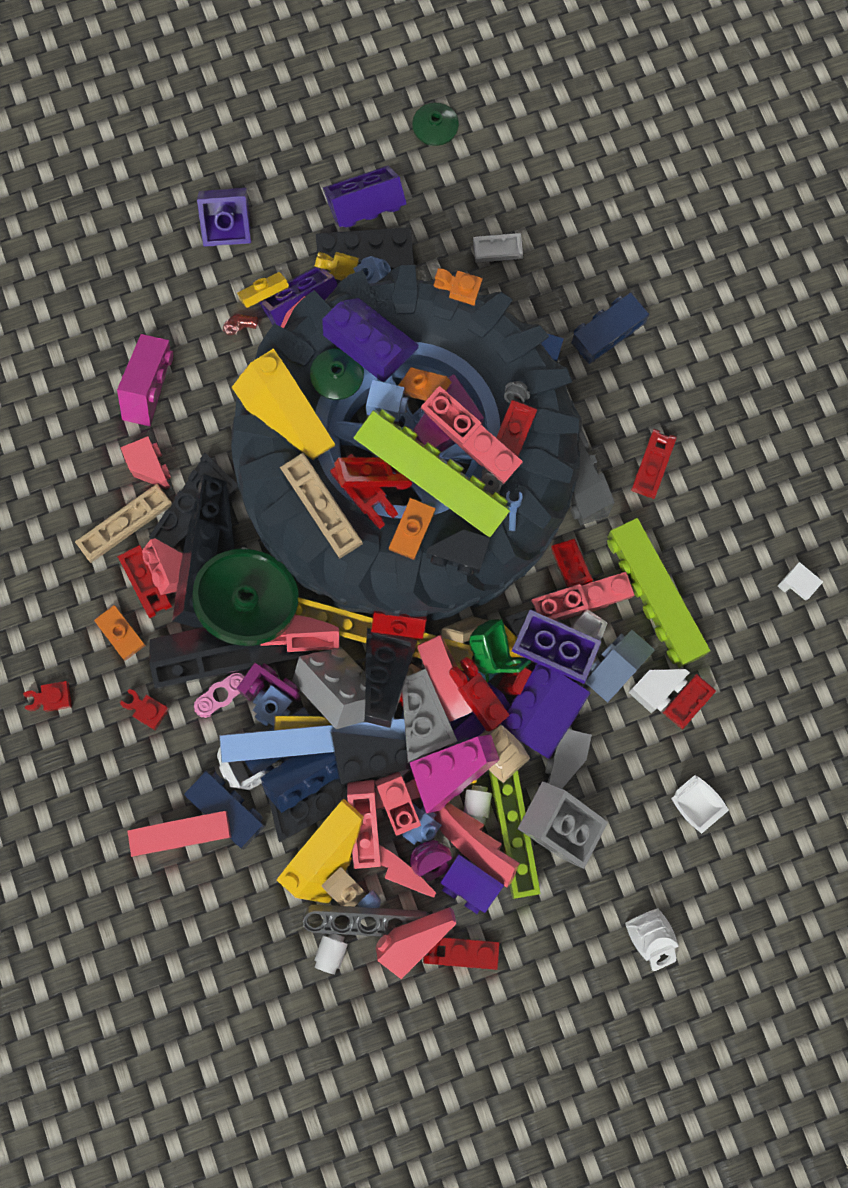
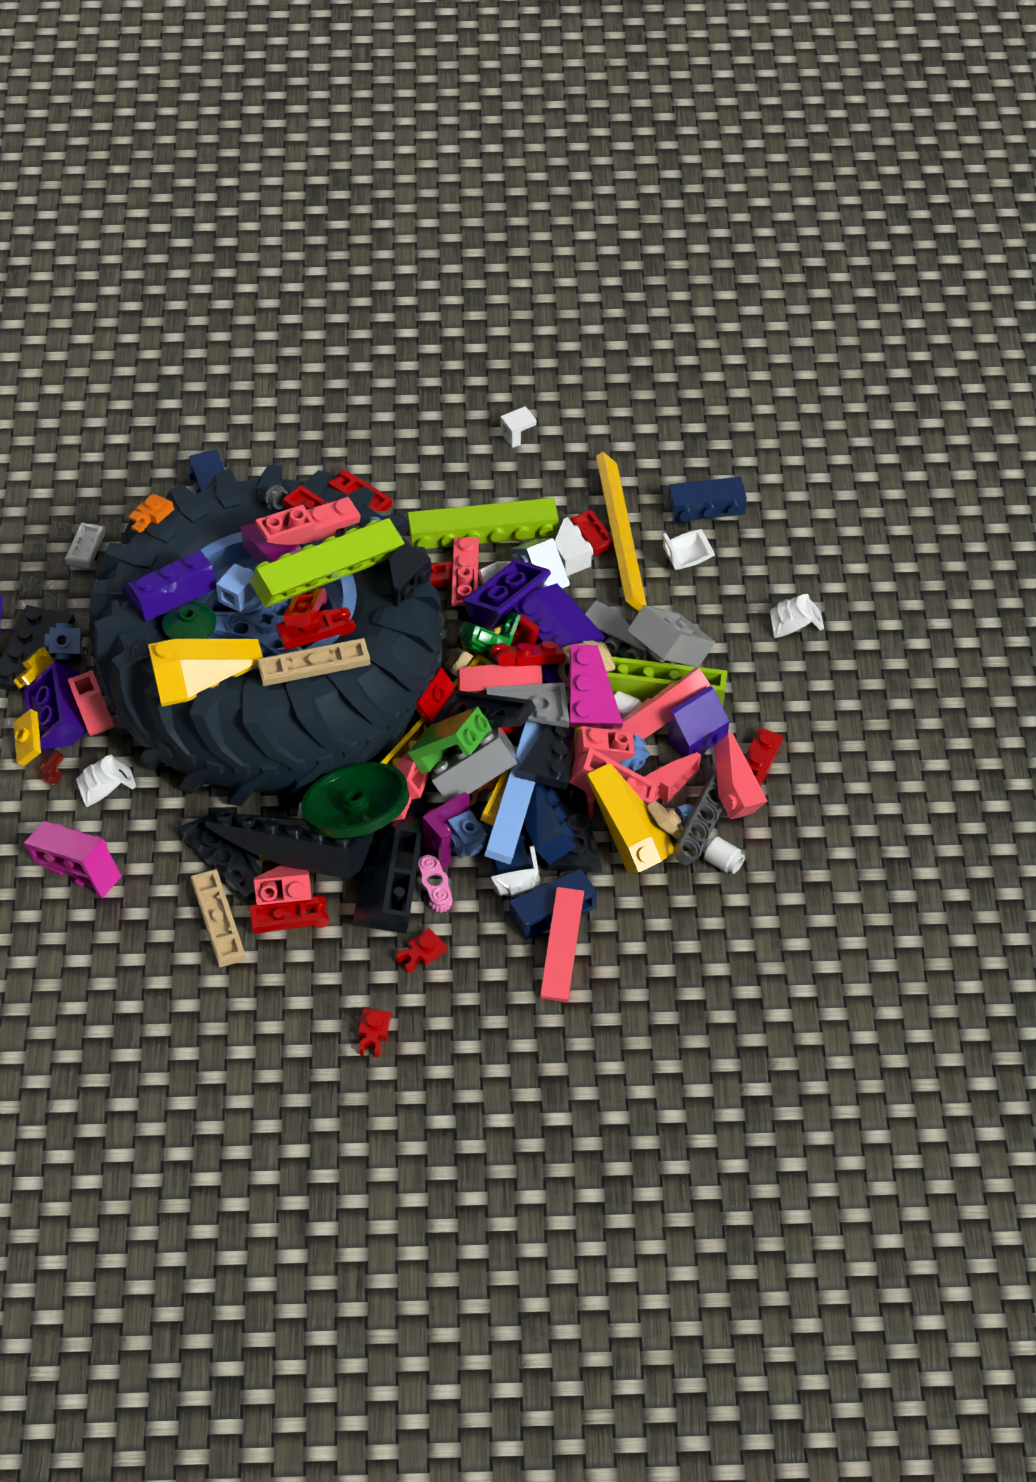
camera: 70 degrees left, 25 degrees down
(119, 632) = (332, 952): orange plate -> none
(144, 462) = (164, 880): coral slope -> none
(231, 365) = (102, 778): none -> white piece
(339, 658) = (462, 730): none -> bright green panel
(412, 528) = (367, 605): orange plate -> none
(422, 384) = (239, 550): orange plate -> none
(428, 857) = (663, 744): magenta piece -> none
(700, 729) = (621, 532): none -> yellow tile
(775, 803) = (707, 499): none -> dark blue brick

